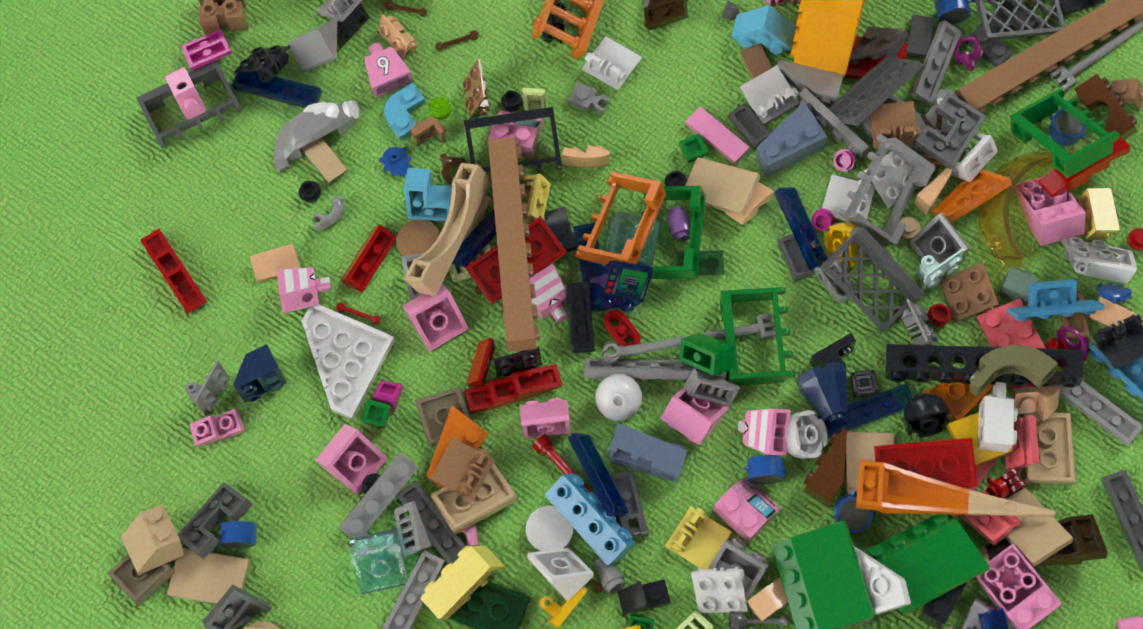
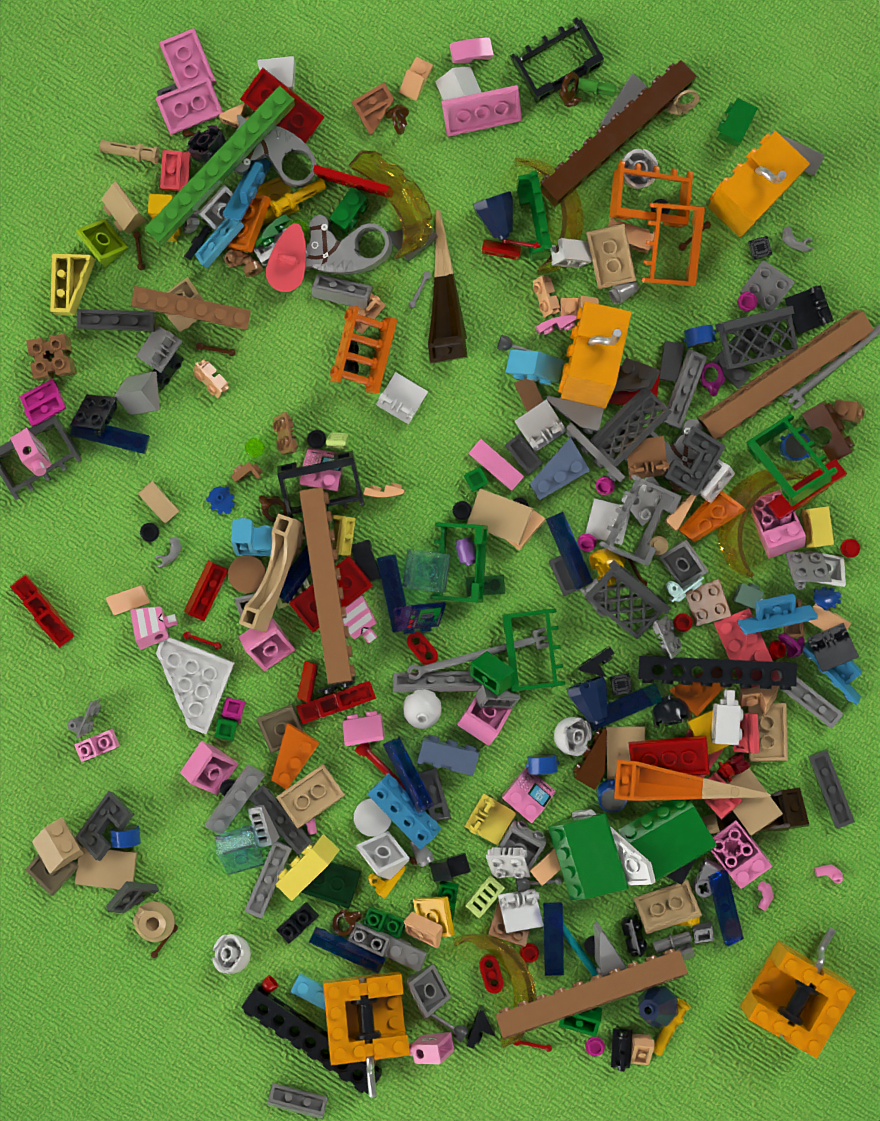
camera: 10 degrees left, 20 degrees up
(258, 375) = (127, 701): dark blue slope -> none
(311, 125) = (146, 474): light grey animal -> none
(386, 70) = (203, 414): bright pink torso -> none
(398, 109) = (218, 448): medium azure plate -> none
(463, 468) = (300, 777): medium nougat hinge -> none
(473, 35) = (278, 373): reddish brown hinge -> none
(579, 317) = (386, 640): black tile -> none
(586, 97) = (380, 432): light grey plate -> none
(633, 248) = (443, 543): orange hinge -> none
(766, 430) = (542, 735): bright pink torso -> none
(1013, 359) = (740, 675): olive arch -> none

